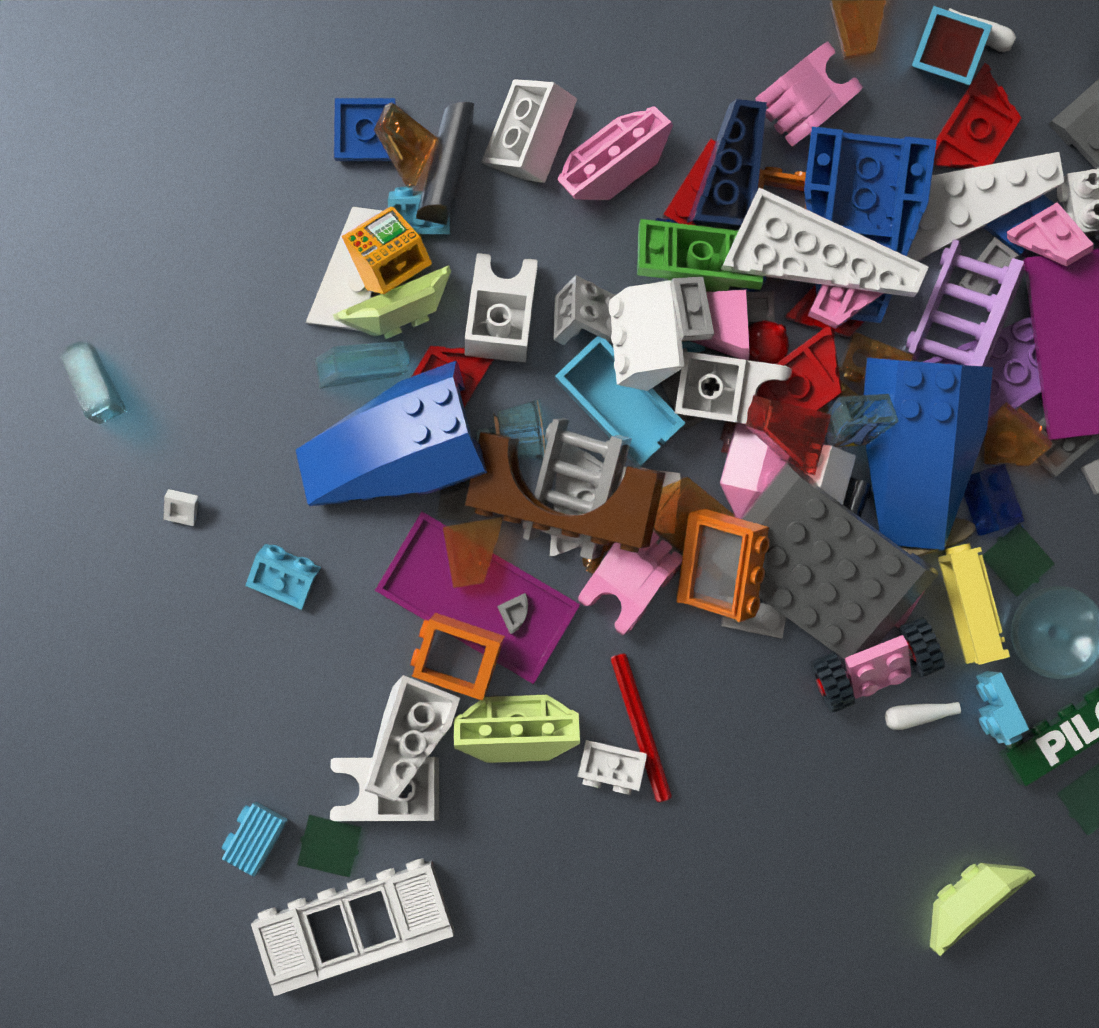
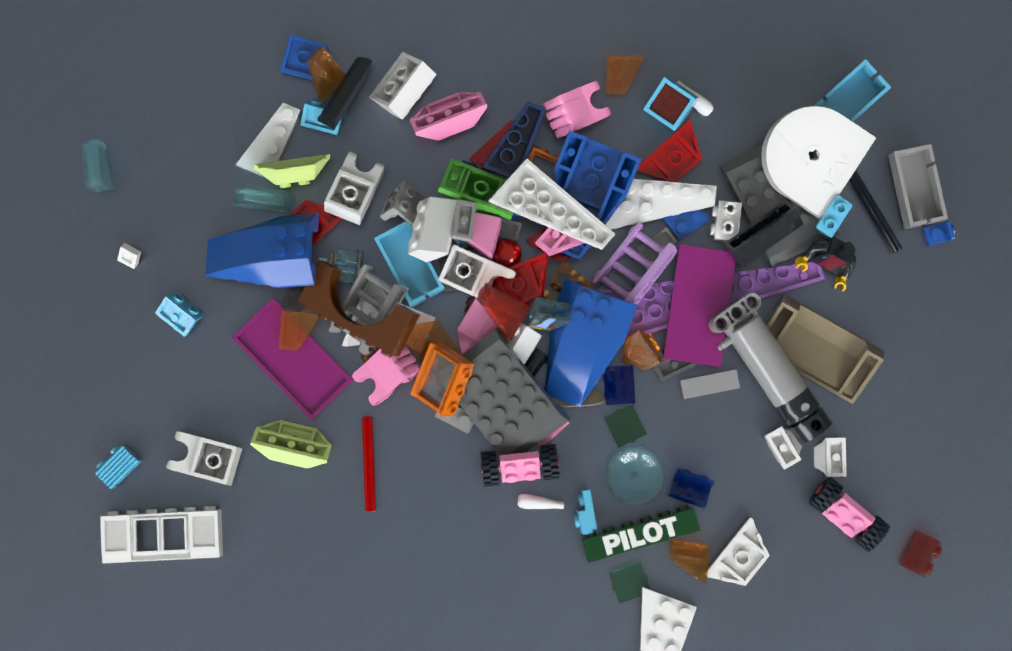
camera: 15 degrees right, 0 degrees up
(329, 845) = (162, 483): clear green piece -> none
(386, 251) = (294, 135): light orange slope -> none
(409, 731) = (228, 426): white wedge -> none
(466, 631) = (286, 400): orange window -> none
(514, 612) = (311, 373): light grey tile -> none
(611, 766) = (343, 481): white bracket -> none
(971, 900) = (538, 622): yellowish green wedge -> none
(972, 604) = (587, 444): light yellow door -> none
(1052, 236) = (698, 235): bright pink wing -> none

